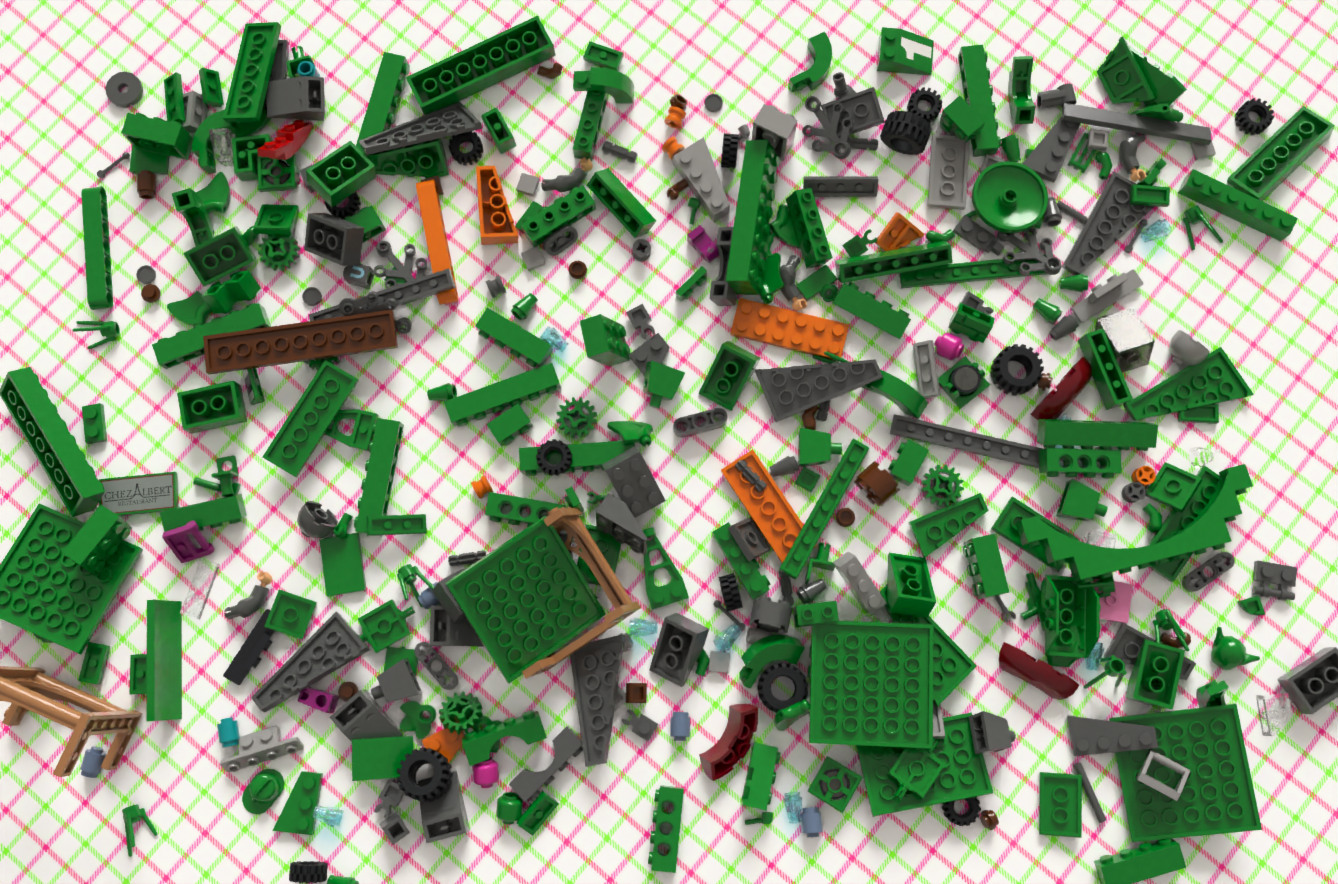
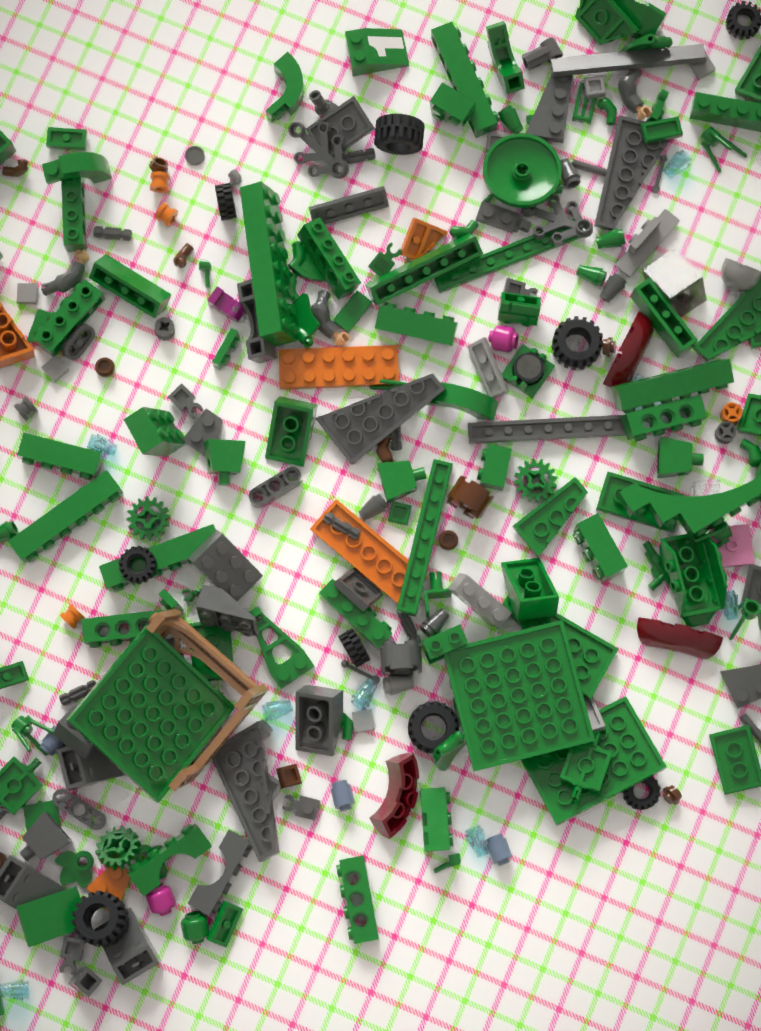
camera: 20 degrees left, 0 degrees up
(510, 425) = (82, 545): green brick -> none
(524, 306) = (60, 422): green cone -> none
(632, 431) = (209, 516): green arm -> none
(699, 171) = (199, 230): light grey wedge -> none
(768, 650) = (406, 695): green arch -> none
(775, 127) = (266, 167): light grey brick -> none
(829, 297) = (363, 318): green plate -> none
(834, 784) = (510, 806): green piece -> none
(936, 104) = (411, 88): black tyre -> none
(948, 172) = (454, 162): light grey plate -> none
(990, 733) = (649, 710): dark grey torso -> none
(1005, 611) = (631, 585): dark grey hand -> none

